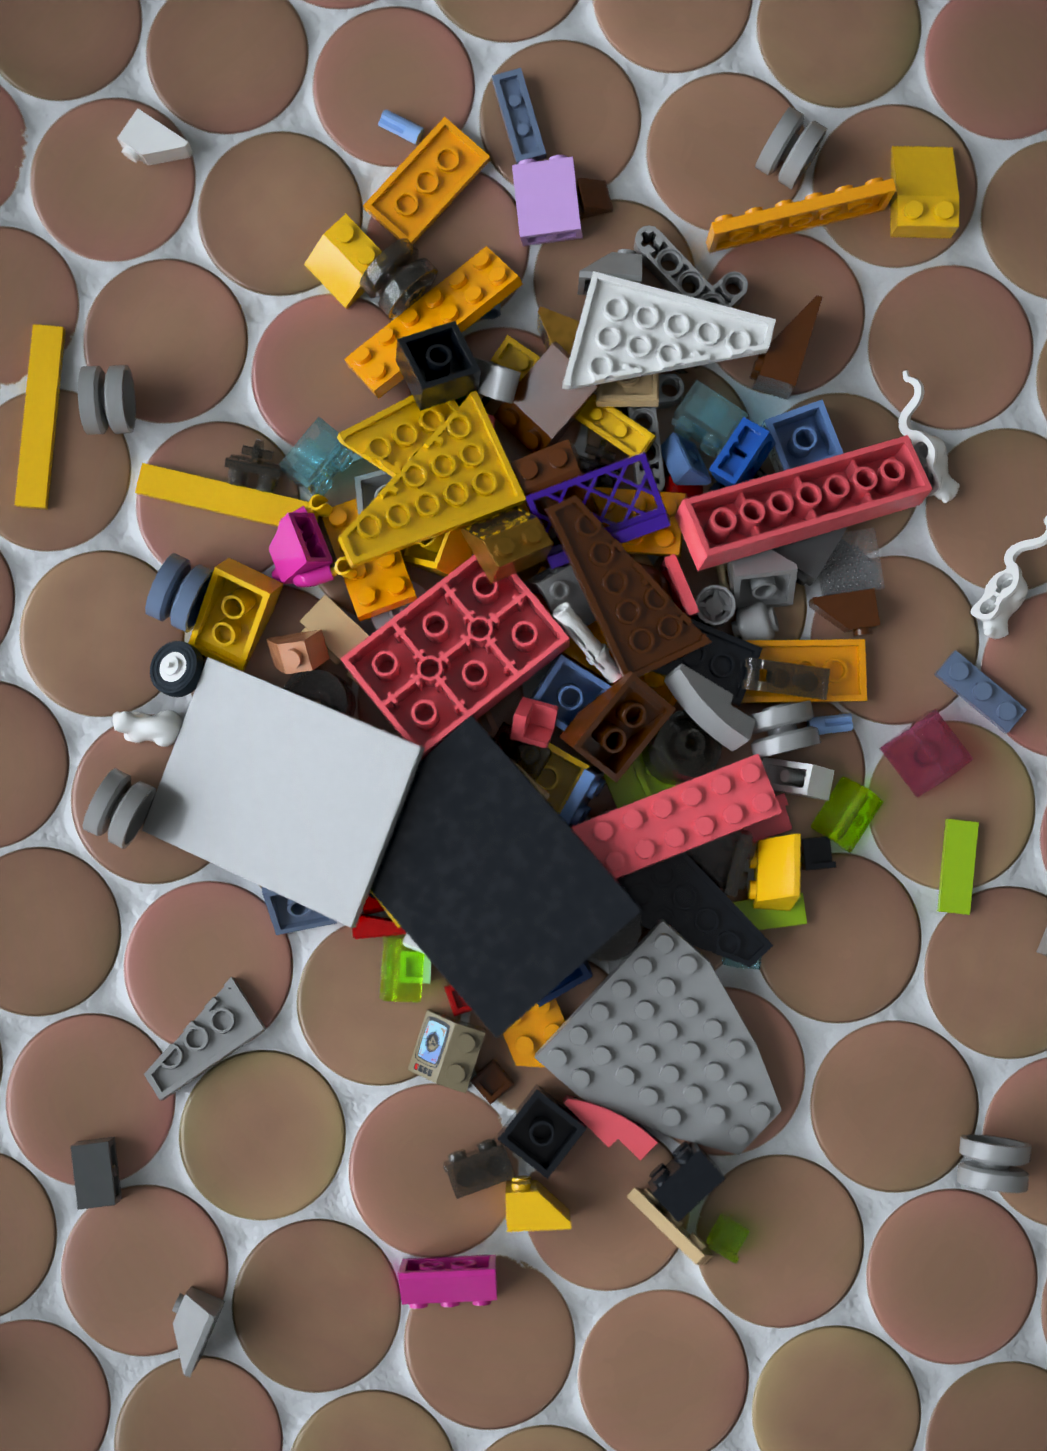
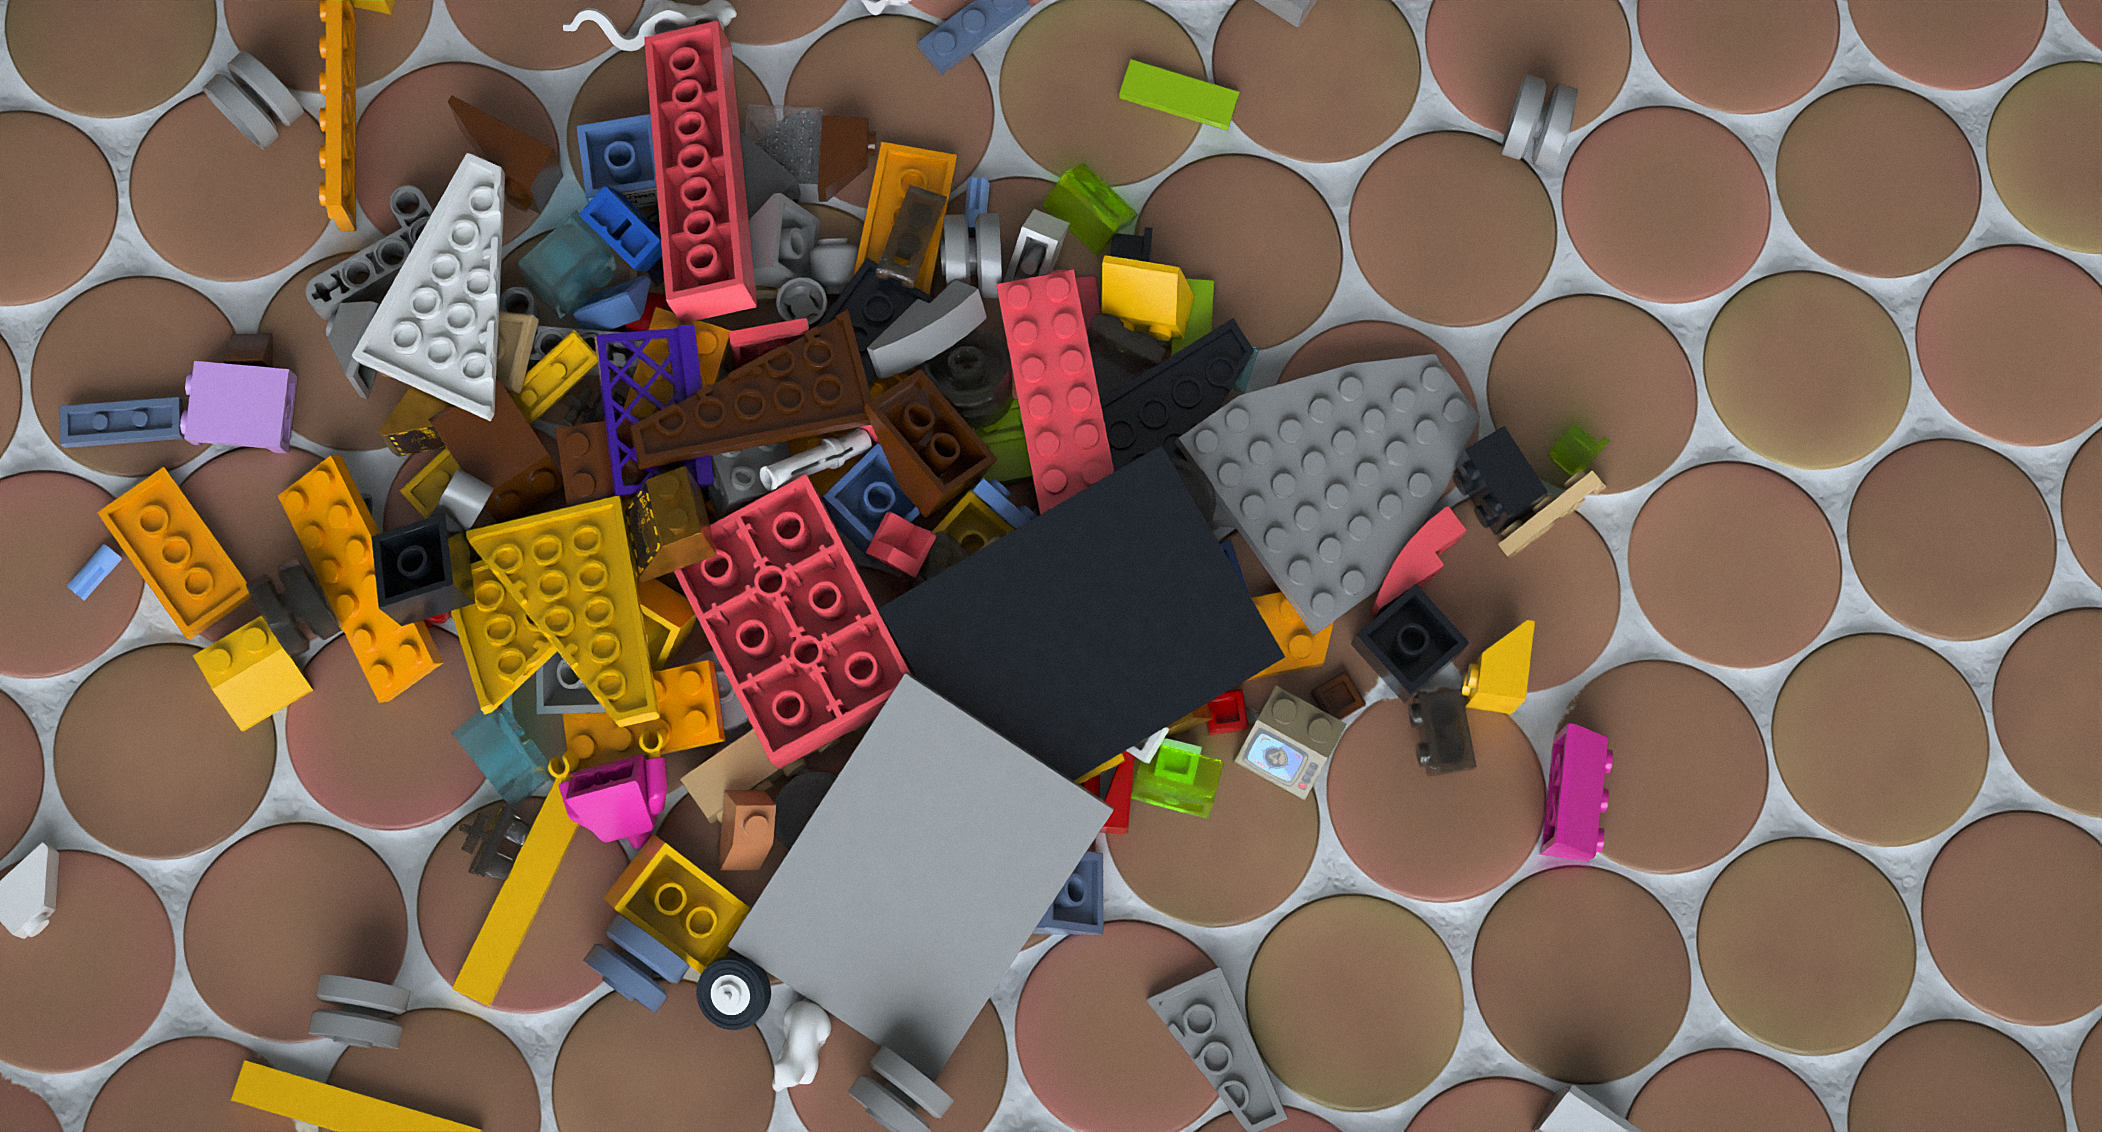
camera: 85 degrees left, 10 degrees down
(926, 753) = (1034, 100): clear pink slope -> none

